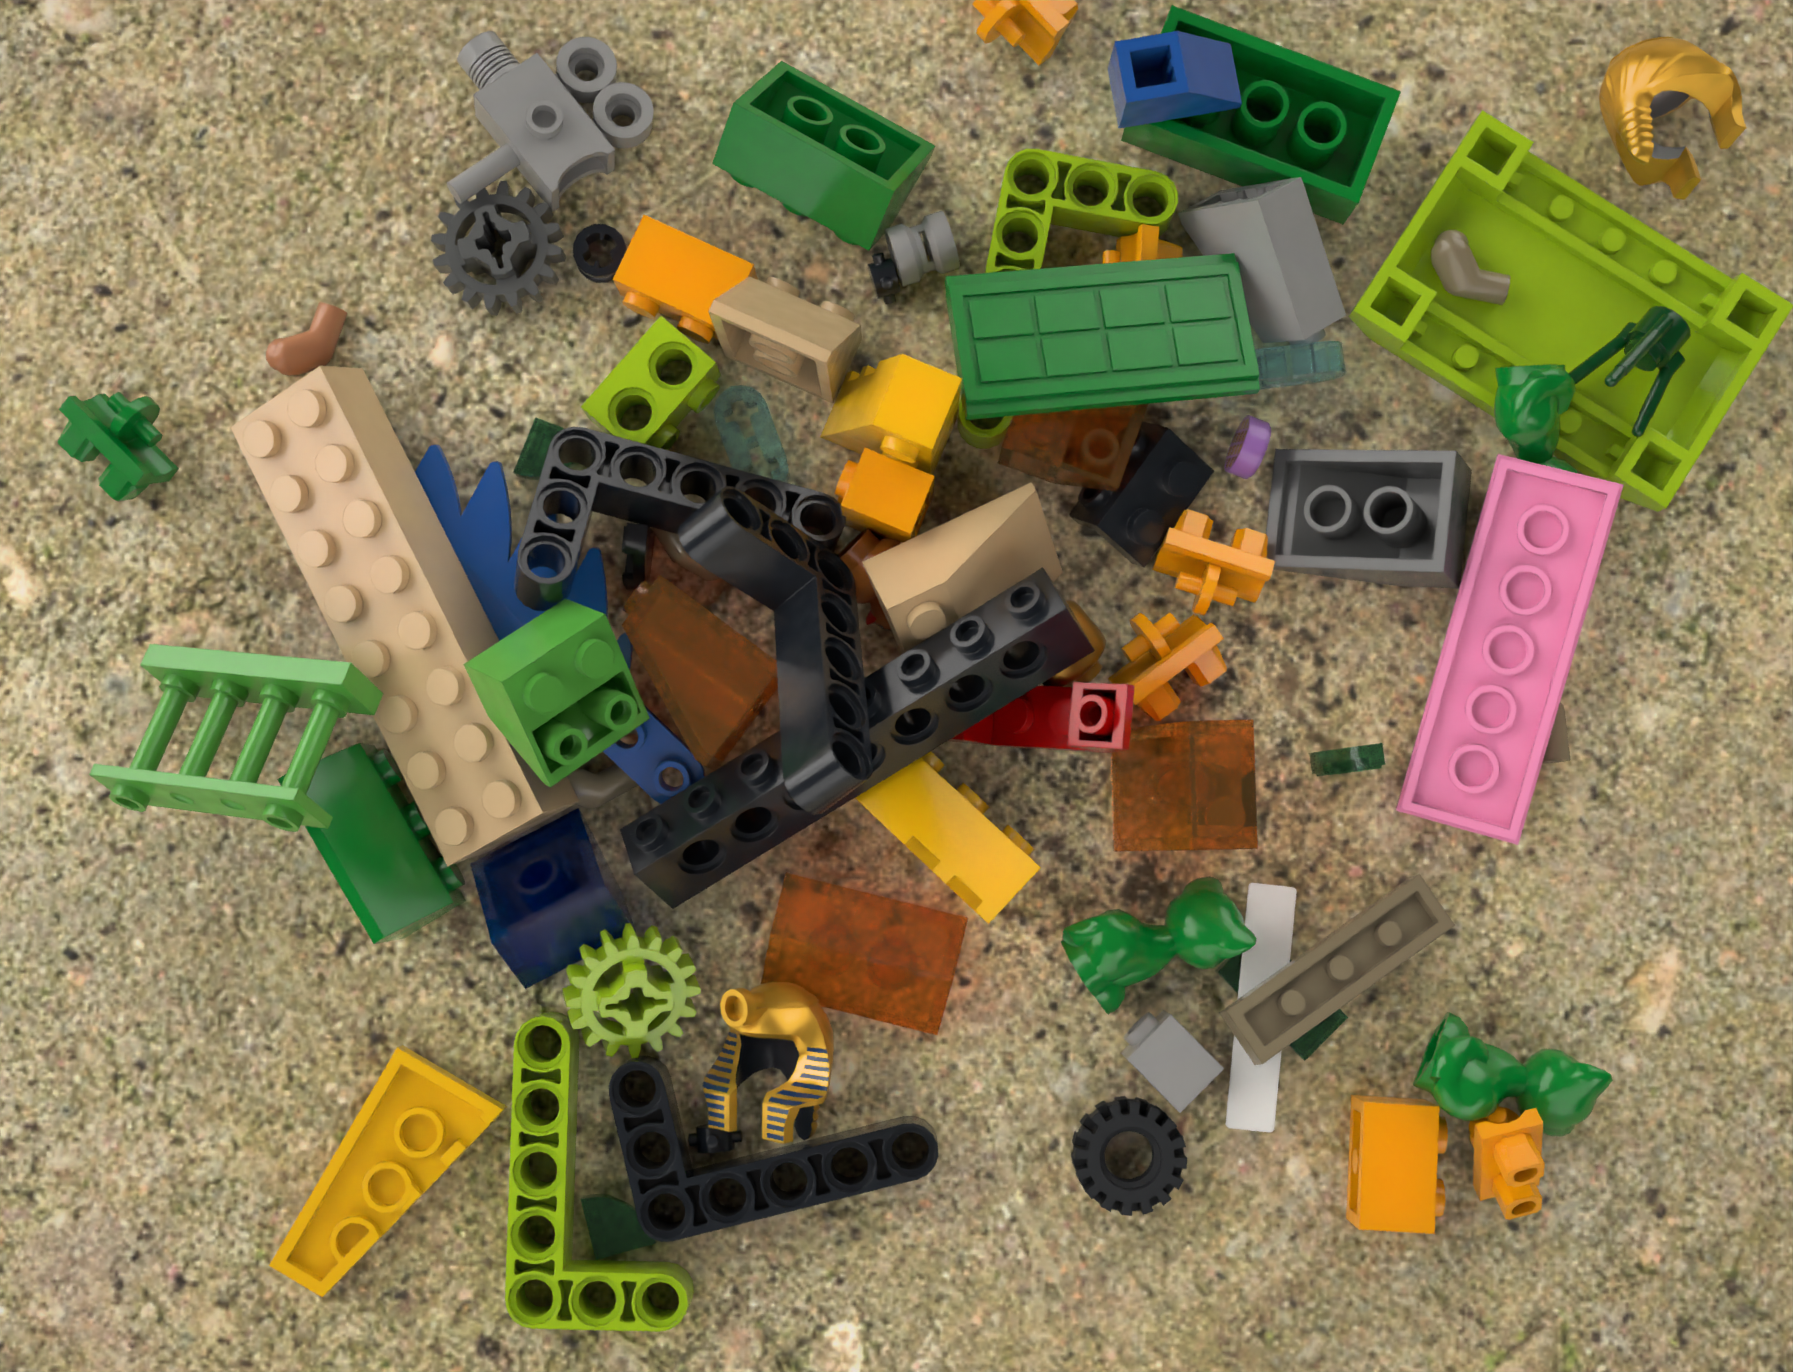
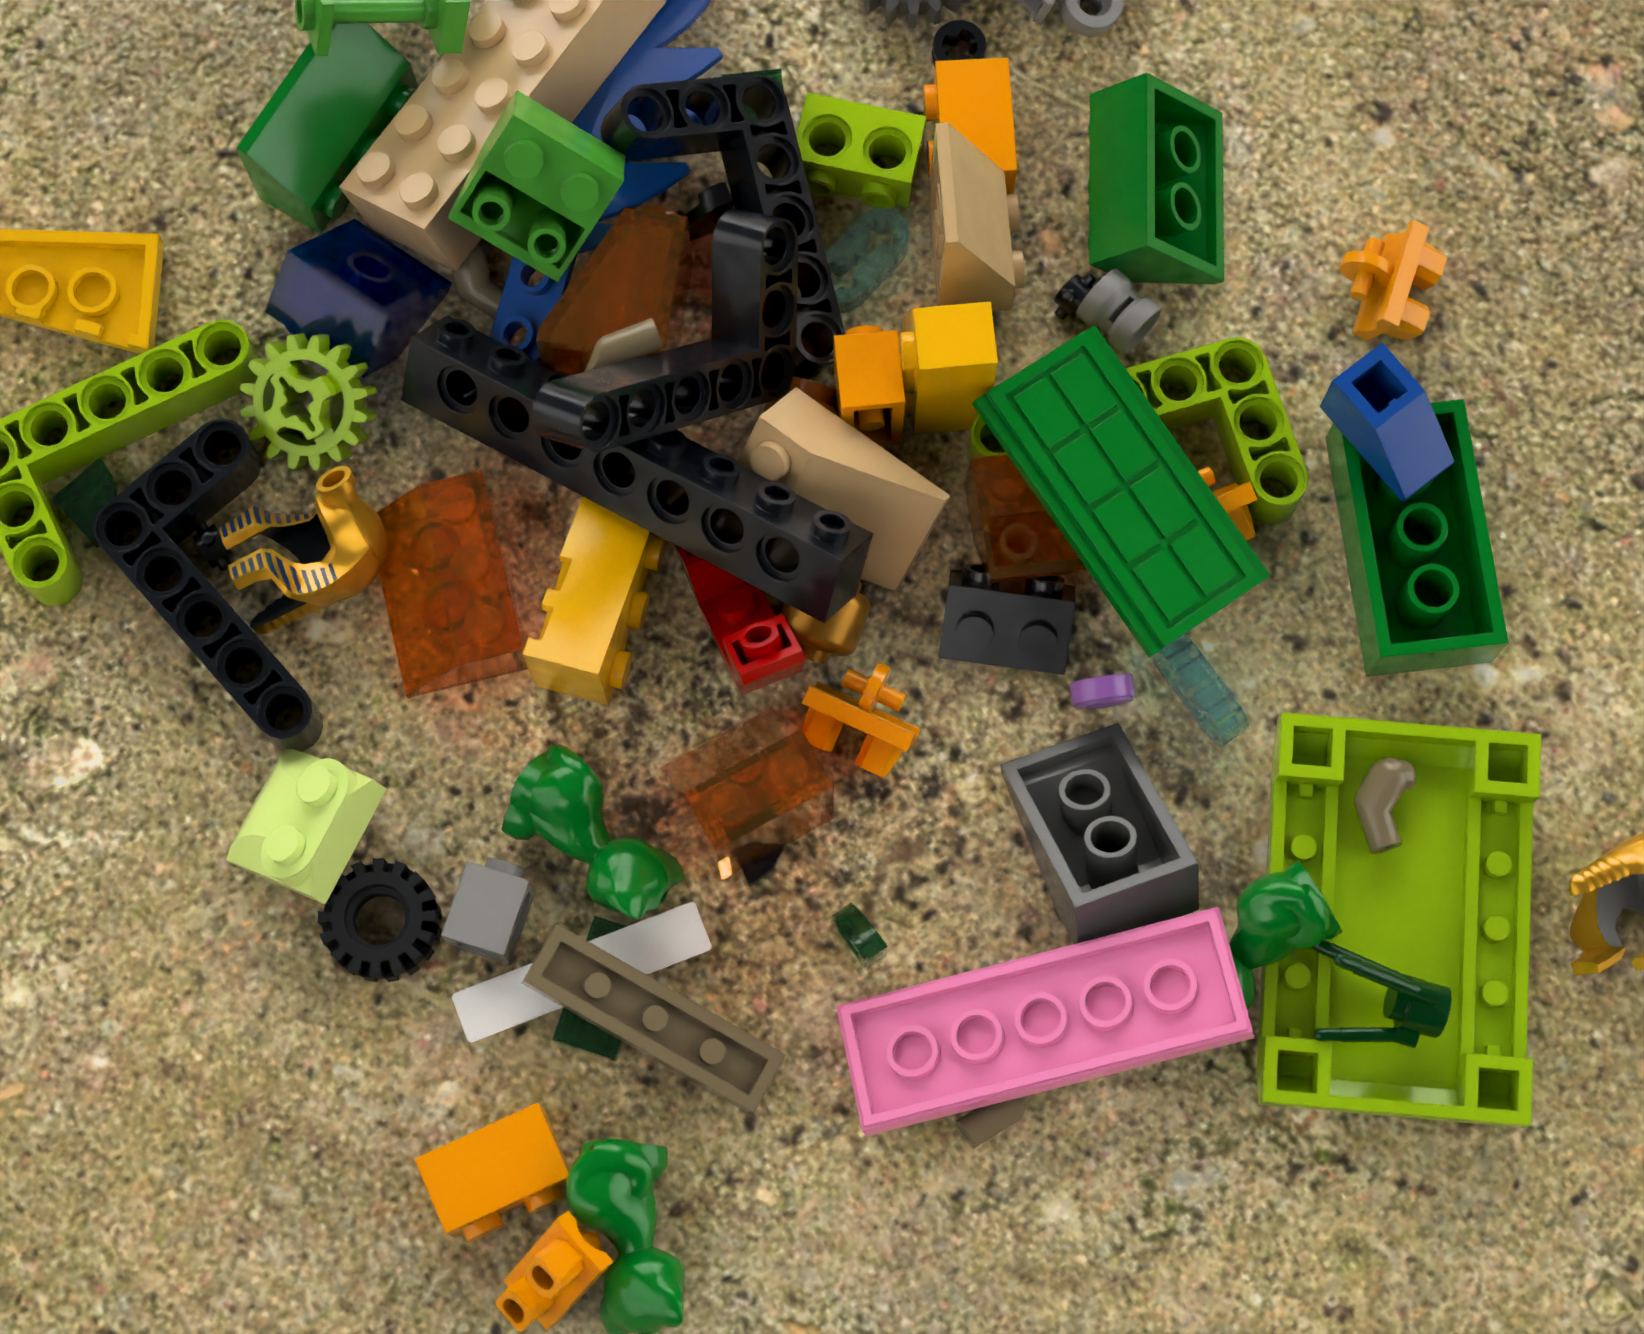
camera: 60 degrees right, 10 degrees down
(757, 698) = (625, 344): none -> dark tan arm
(1015, 1179) = (306, 823): none -> yellowish green slope
(1212, 568) = (969, 718): light orange hips -> none
(1278, 255) = (1286, 617): light grey slope -> none

